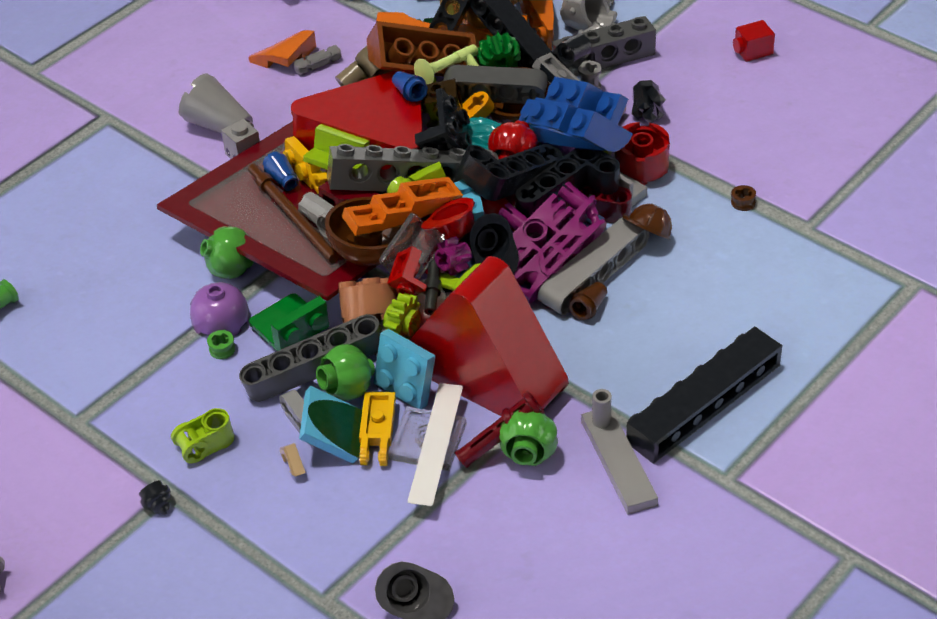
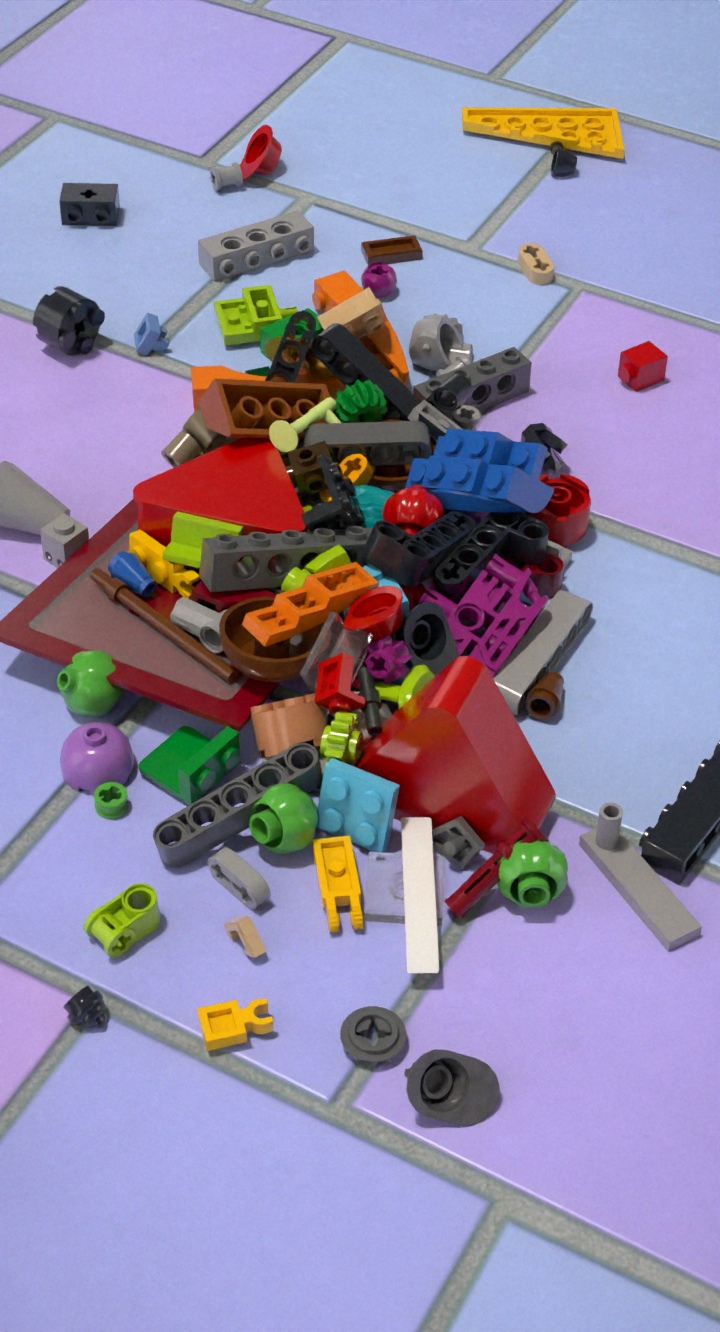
camera: 15 degrees left, 0 degrees up
(259, 522) = (228, 1024): none -> yellow plate
(286, 51) = (84, 424): orange slope -> none
(317, 59) = (127, 431): light grey axle -> none
(331, 424) = (285, 886): dark green tile -> none
(360, 538) = (389, 1029): none -> dark grey gear
(410, 86) = (272, 454): blue cone -> none
(478, 407) = (457, 842): none -> dark grey piece
(652, 219) = (595, 588): reddish brown piece -> none
(746, 203) = (688, 559): reddish brown bush -> none

